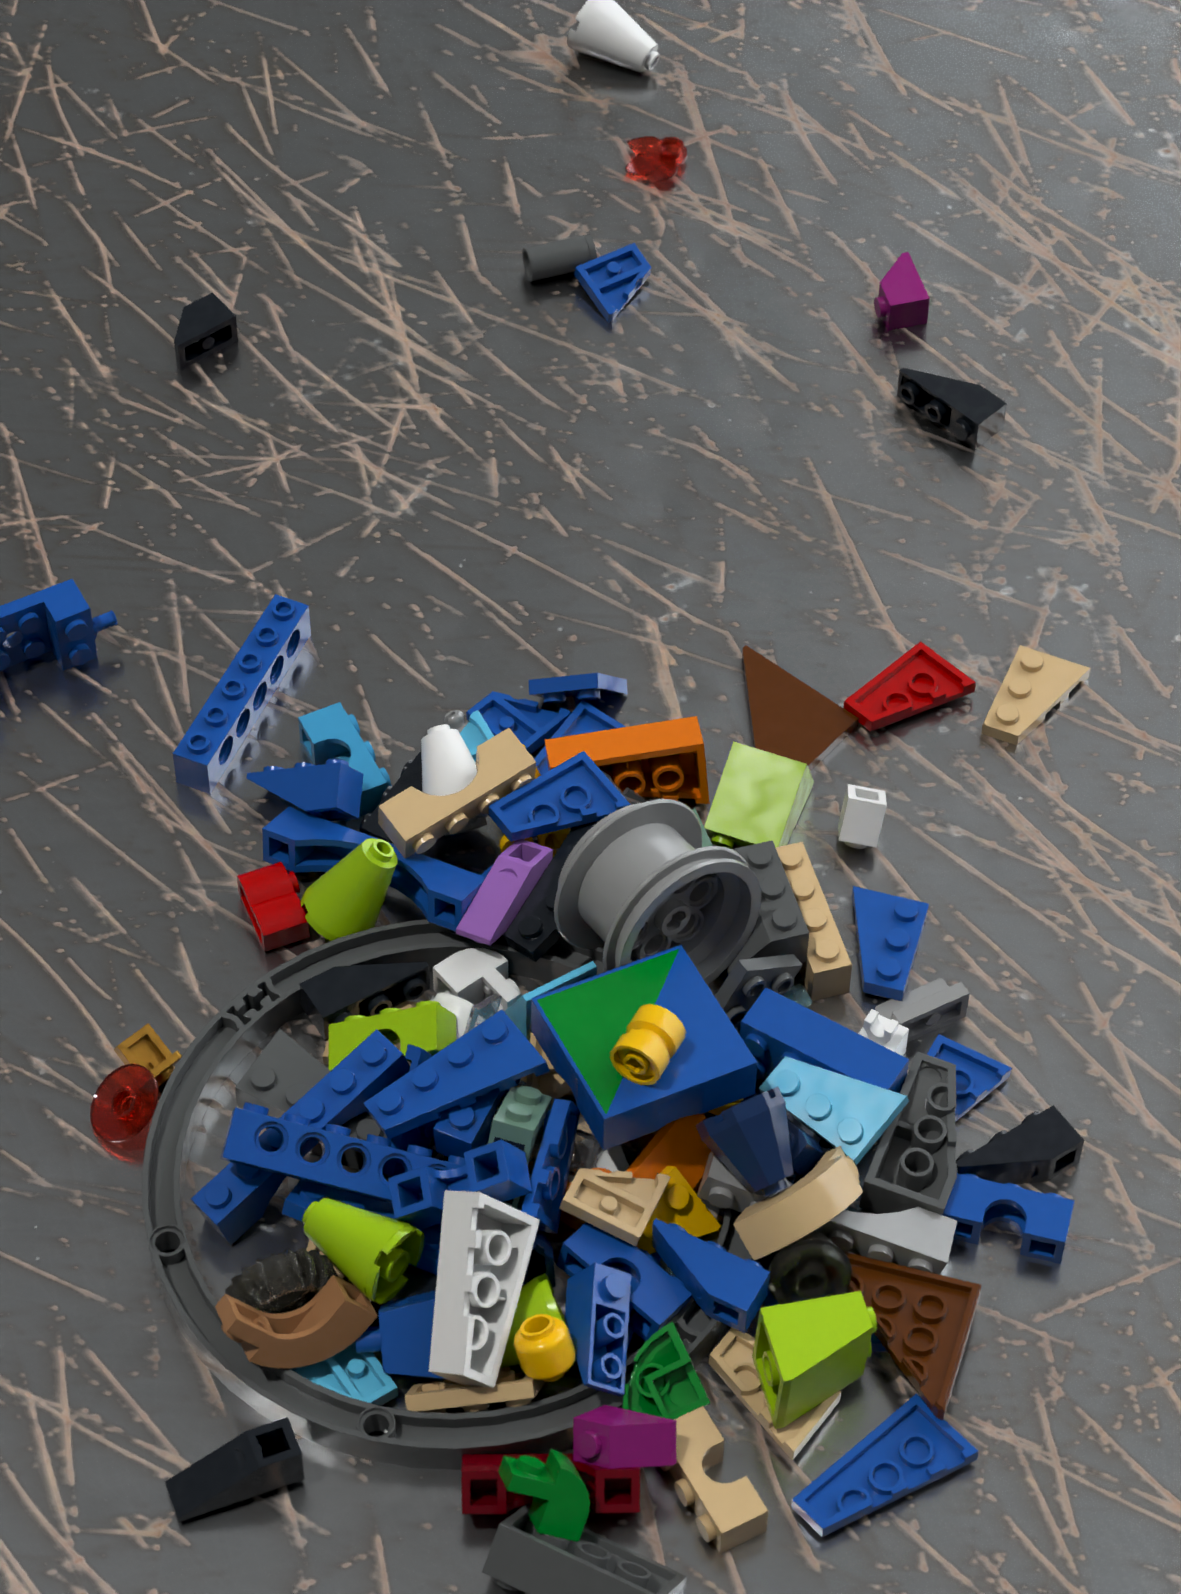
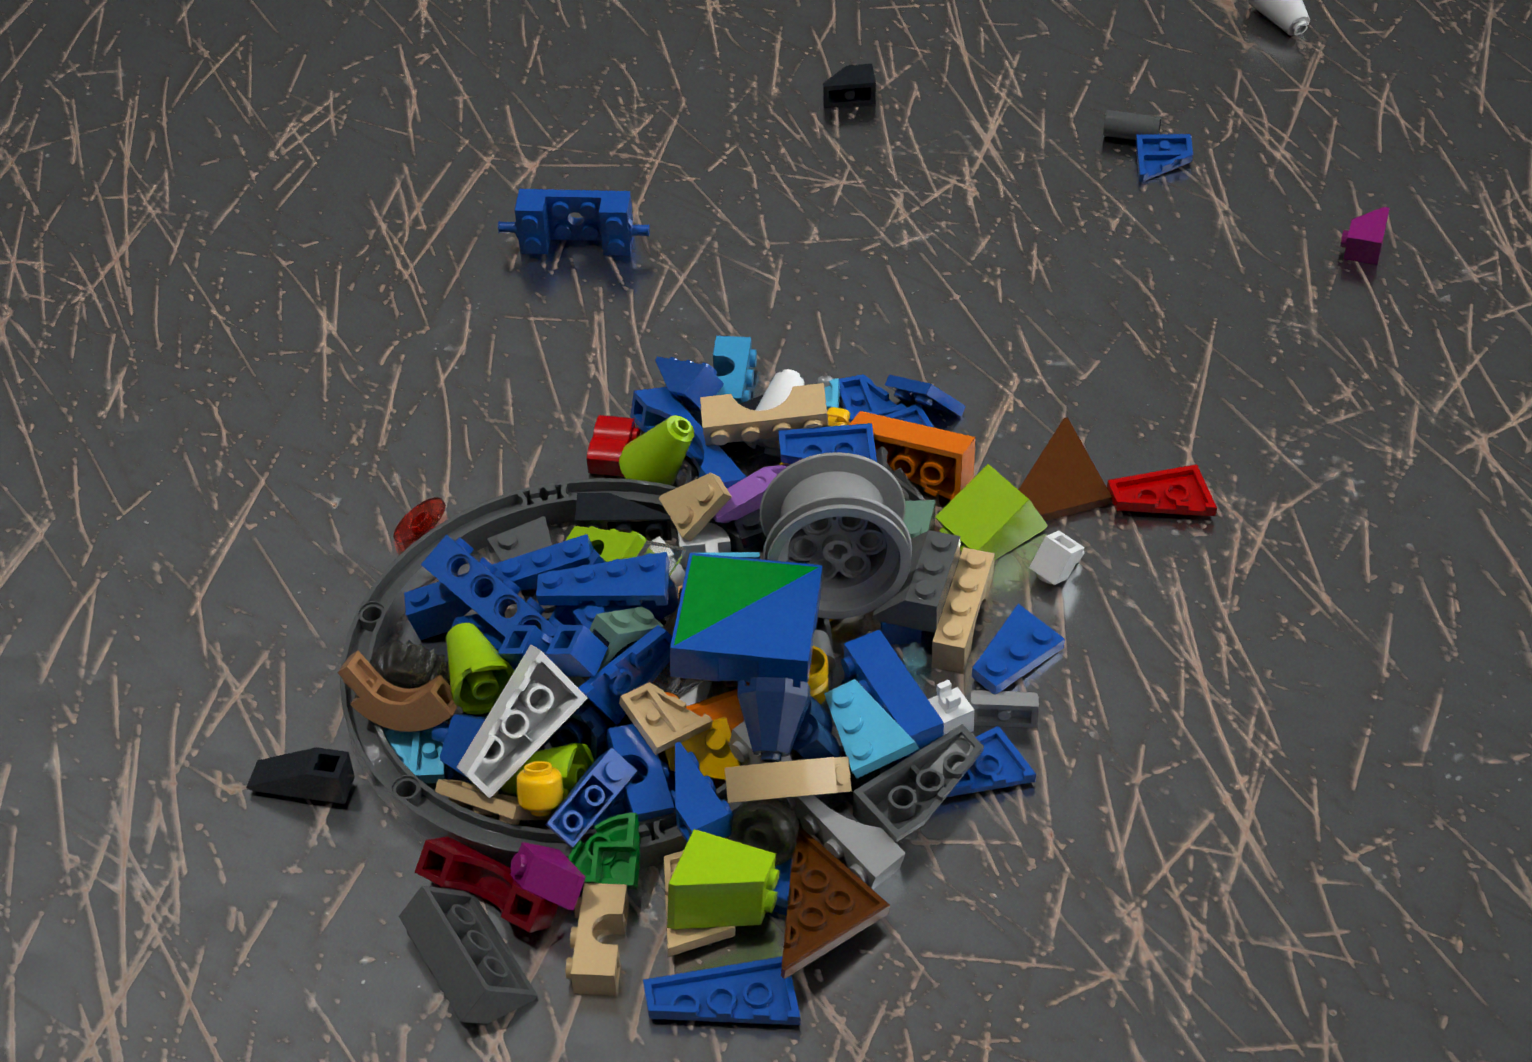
camera: 35 degrees right, 5 degrees down
(149, 1051) = (457, 496): pearl gold bracket -> none
(242, 694) = (697, 309): blue brick -> none
(450, 935) = (695, 504): none -> tan wing
(558, 1493) = (481, 883): green brick -> none
(648, 1044) = (730, 611): yellow wheel -> none
(656, 157) = (1256, 89): clear red plate -> none
(749, 980) = (871, 616): dark grey plate -> none
(956, 405) = (1353, 324): black slope -> none
(1028, 1153) = (1002, 836): black slope -> none
(1029, 692) = (1256, 532): tan wing -> none
(1038, 1216) = (934, 852): blue arch -> none

